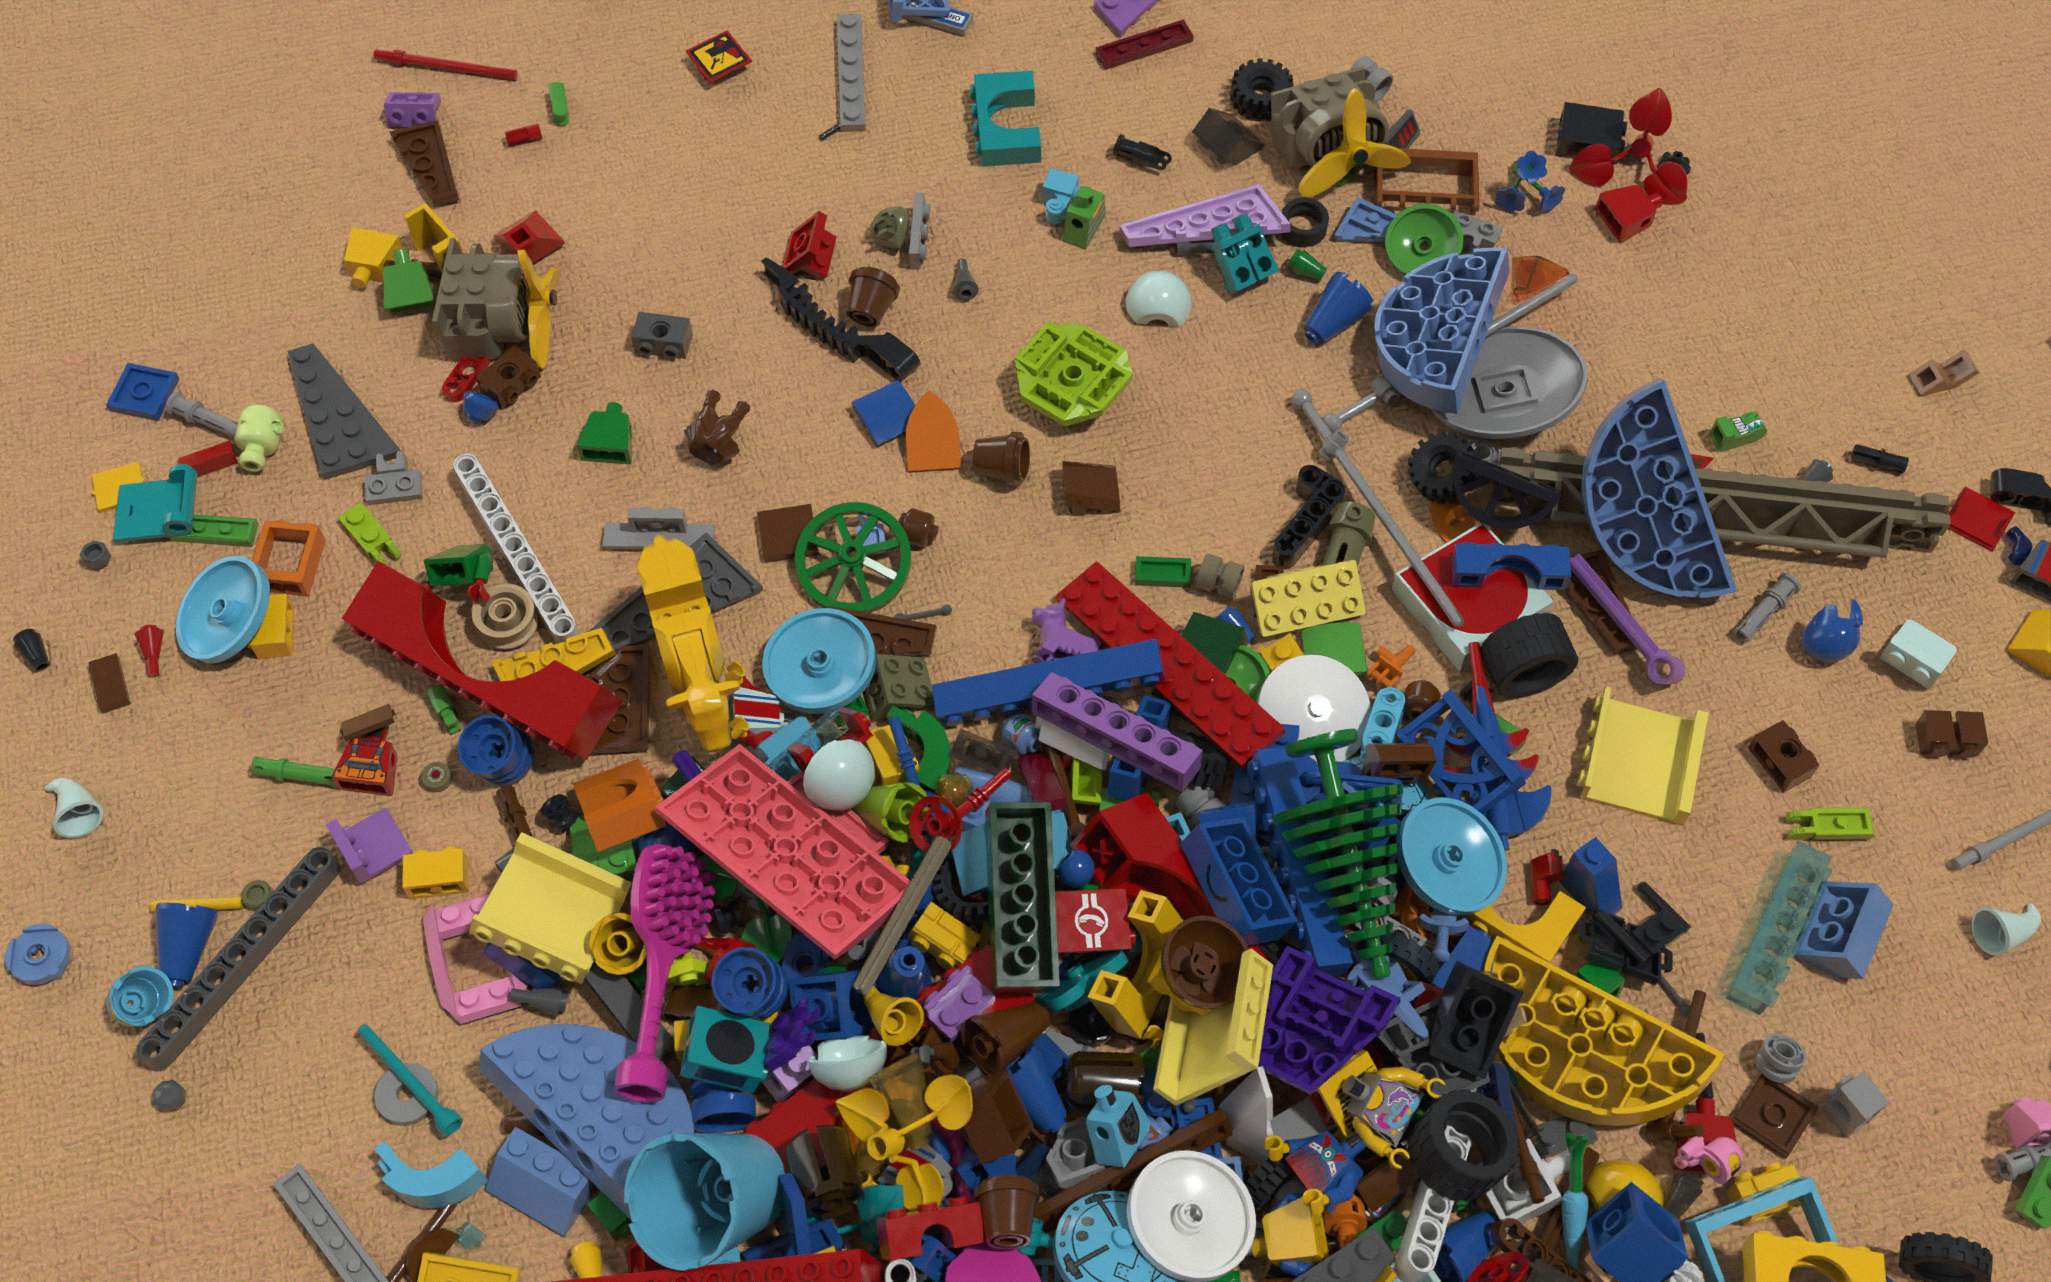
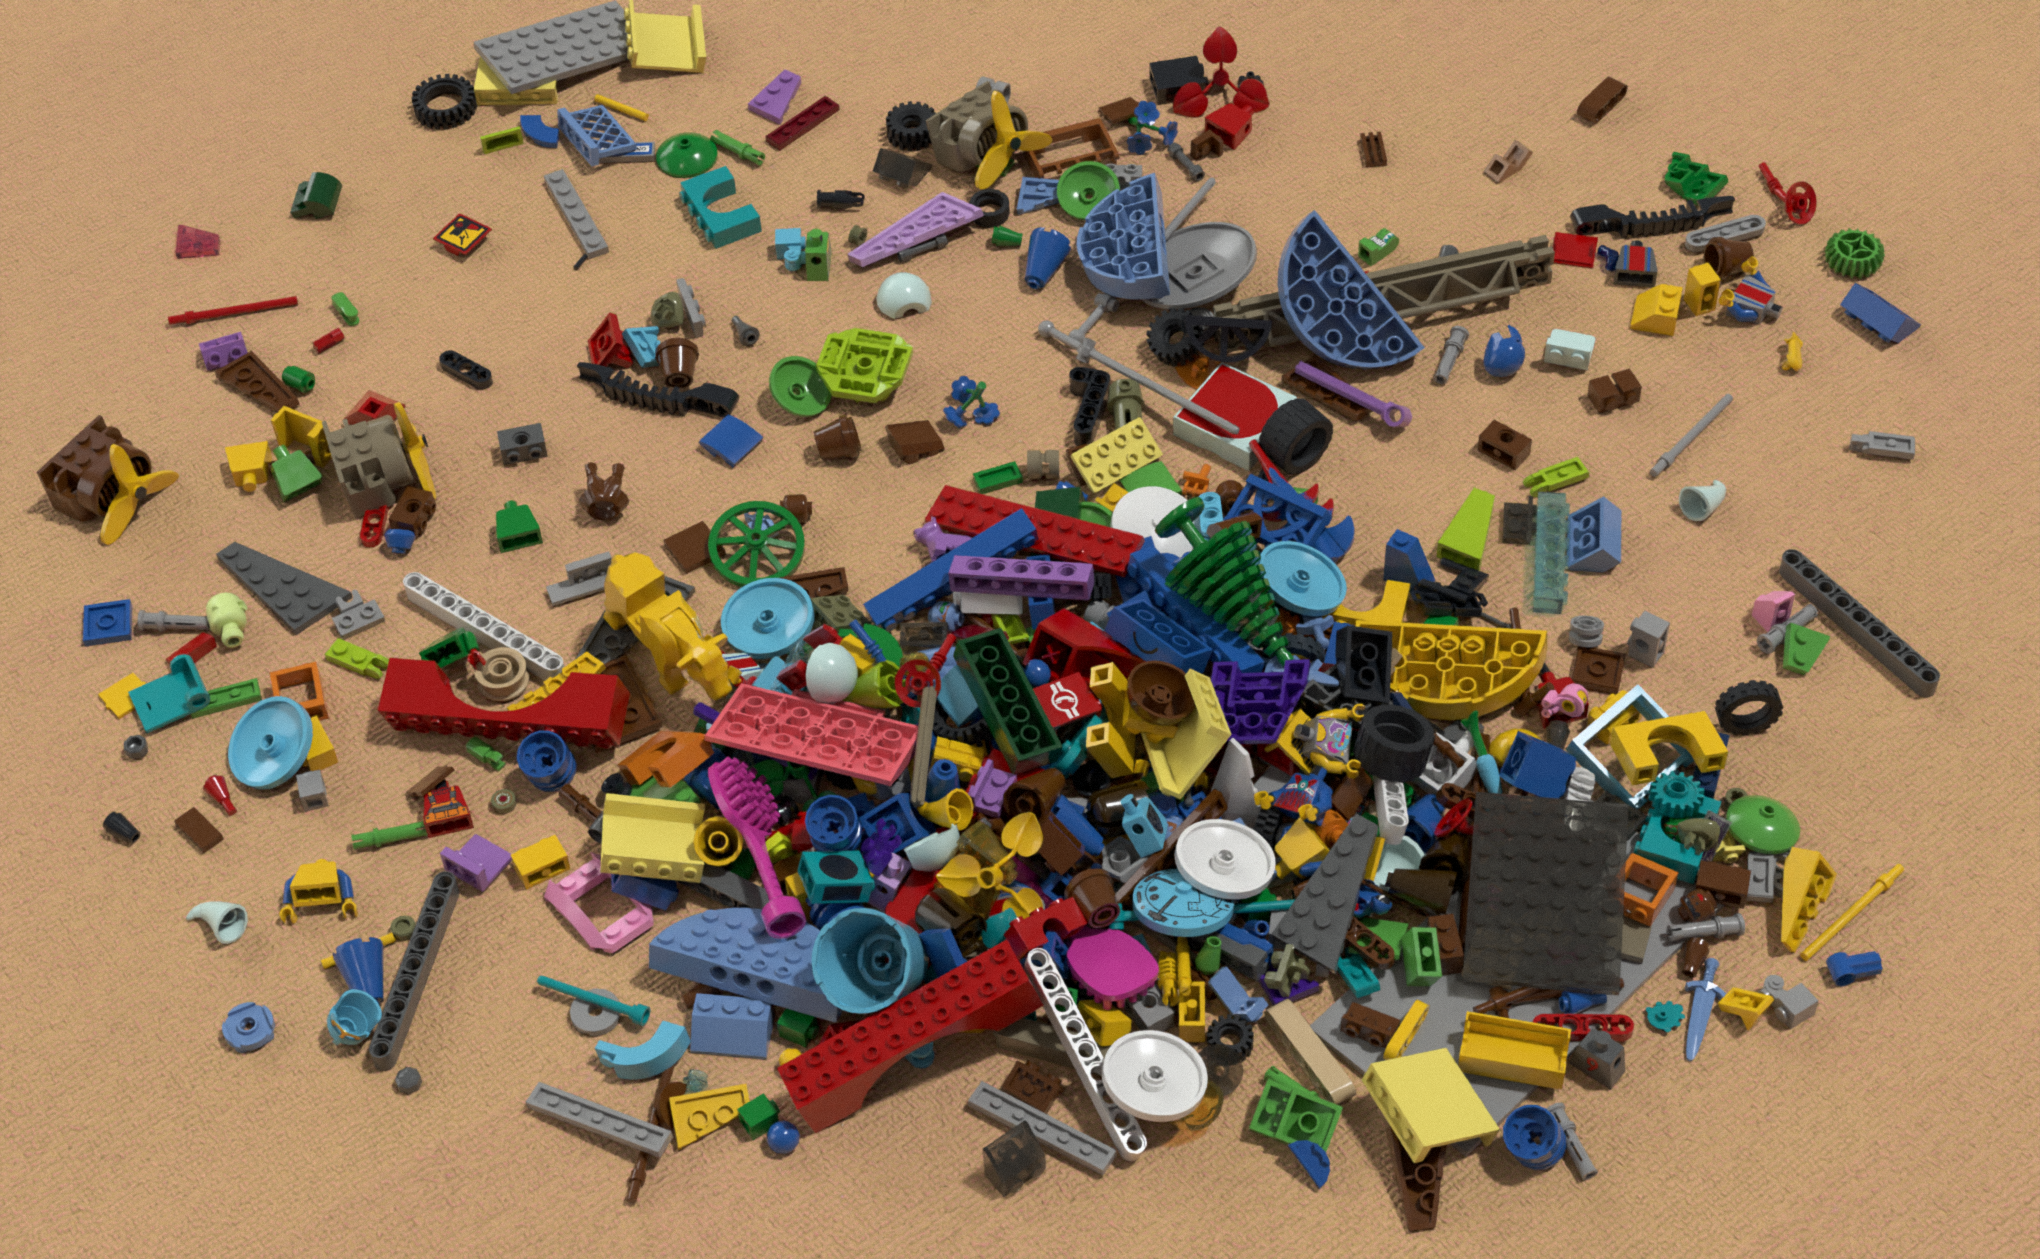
camera: 20 degrees left, 10 degrees down
(189, 808) = (317, 885): none -> yellow torso
(211, 219) = (101, 477): none -> reddish brown brick
(243, 682) = (312, 790): none -> light grey brick
(470, 170) = (298, 378): none -> green brick
(547, 999) = (672, 911): dark grey cone -> none
(648, 231) = (471, 377): none -> black beam
(844, 257) = (643, 344): none -> medium azure wing
(932, 436) = (775, 443): orange shield -> none
(946, 610) = (844, 558): dark grey hinge -> none
(994, 360) = (798, 376): none -> bright green dish
(1001, 41) = (686, 155): none -> green dish
(1064, 57) = (744, 150): none -> bright green pin
(1141, 205) = (857, 235): none -> olive bush
(1173, 447) = (966, 392): none -> blue plant
(1243, 254) = (955, 241): teal hips -> none
(1404, 131) = (1036, 119): slope -> none
(1507, 148) = (1119, 110): none -> reddish brown piece
(1533, 273) = (1180, 187): clear orange slope -> none
(1544, 565) = (1280, 373): blue arch -> none
(1544, 871) = (1370, 574): red piece -> none
(1550, 224) = (1195, 171): none -> dark grey bar
(1588, 225) = (1205, 143): none -> reddish brown bracket
(1642, 759) = (1406, 481): light yellow panel -> none
(1688, 860) = (1468, 532): none -> lime slope
(1757, 868) = (1518, 522): none -> clear smoke bracket
(1789, 284) = (1372, 138): none -> reddish brown tile
(1879, 458) = (1487, 232): black axle -> none

